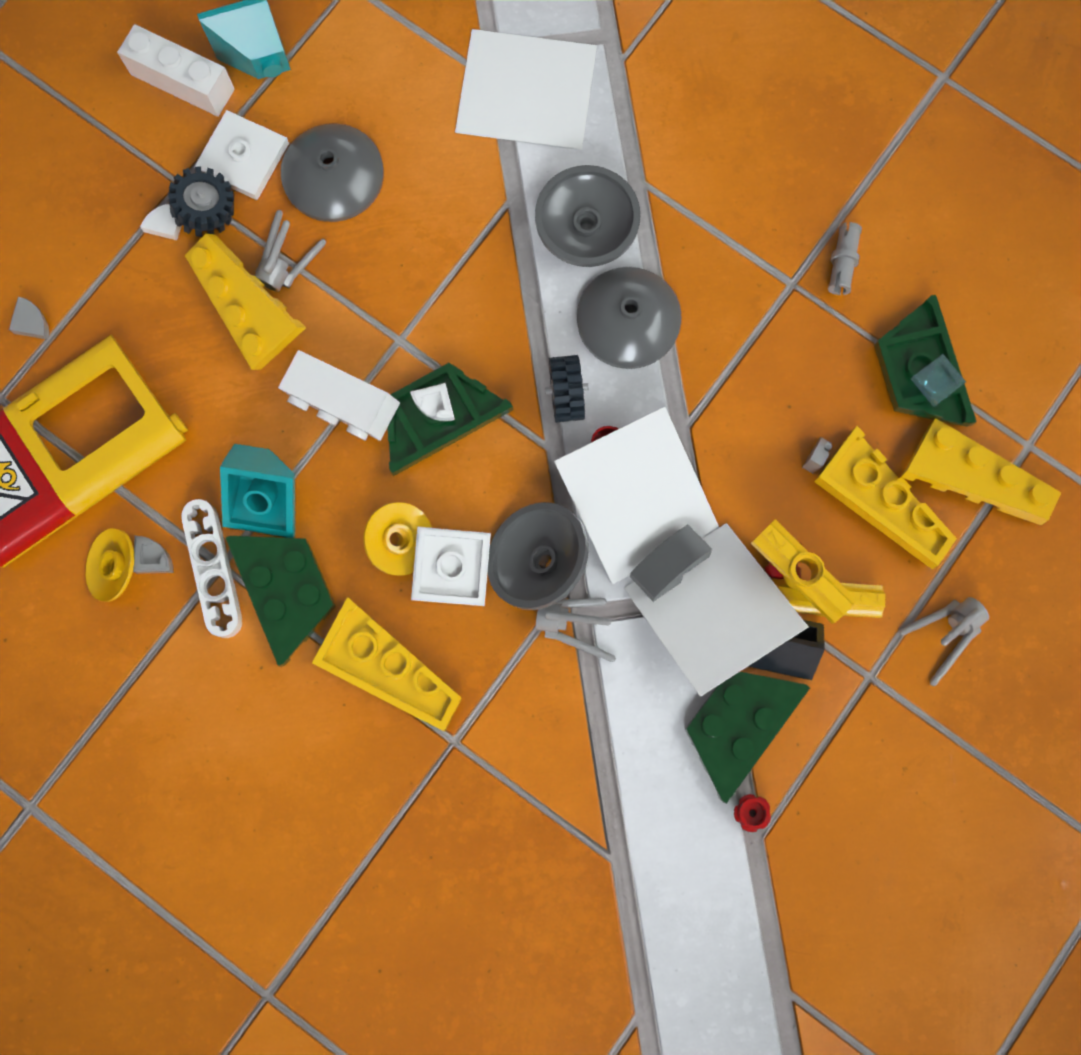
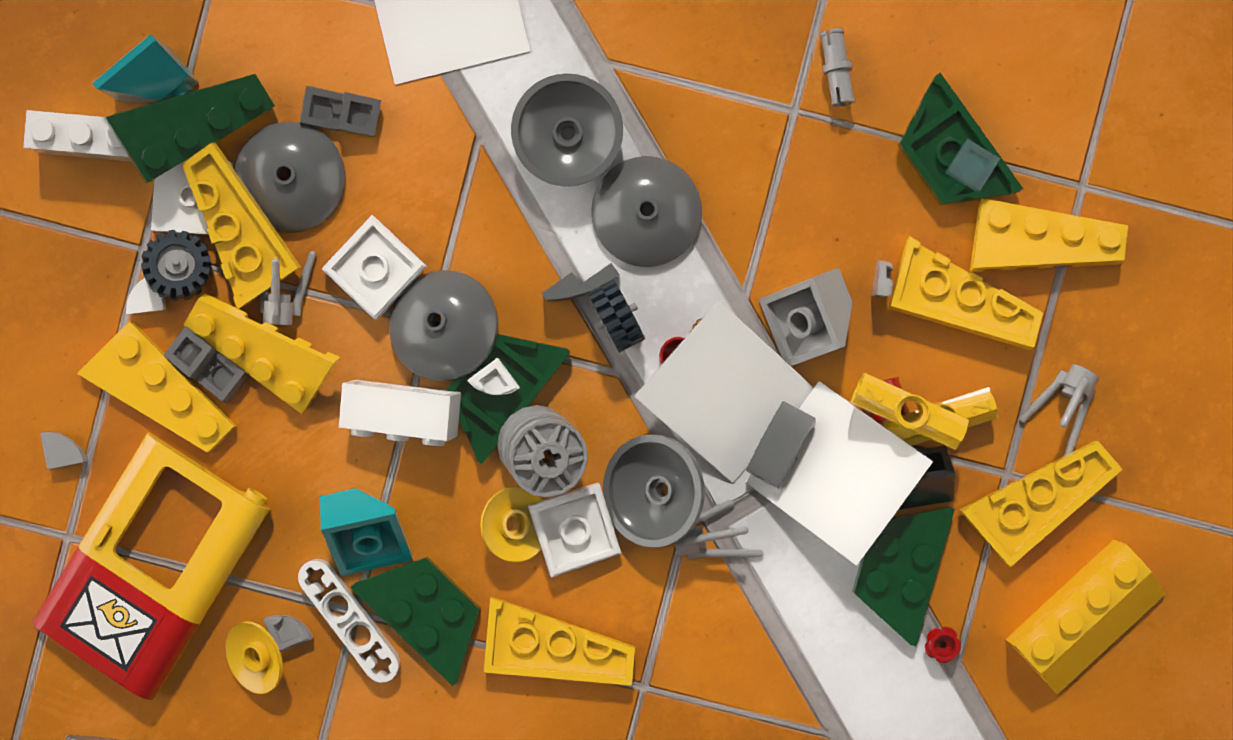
camera: 15 degrees left, 10 degrees up
(136, 297) = (142, 377): none -> yellow wing
(188, 297) = (206, 365): none -> dark grey slope
(261, 87) = (181, 126): none -> dark green wing
(267, 188) = (236, 226): none -> yellow wing
(371, 270) = (374, 267): none -> white plate
(399, 136) = (340, 111): none -> dark grey slope
(413, 356) = (460, 340): none -> dark grey dish
(436, 462) = (522, 447): none -> light grey wheel
(534, 353) = (571, 288): none -> dark grey slope
(740, 457) = (809, 317): none -> light grey slope
(887, 714) = (1034, 505): none -> yellow wing
(902, 841) = (1087, 615): none -> yellow slope

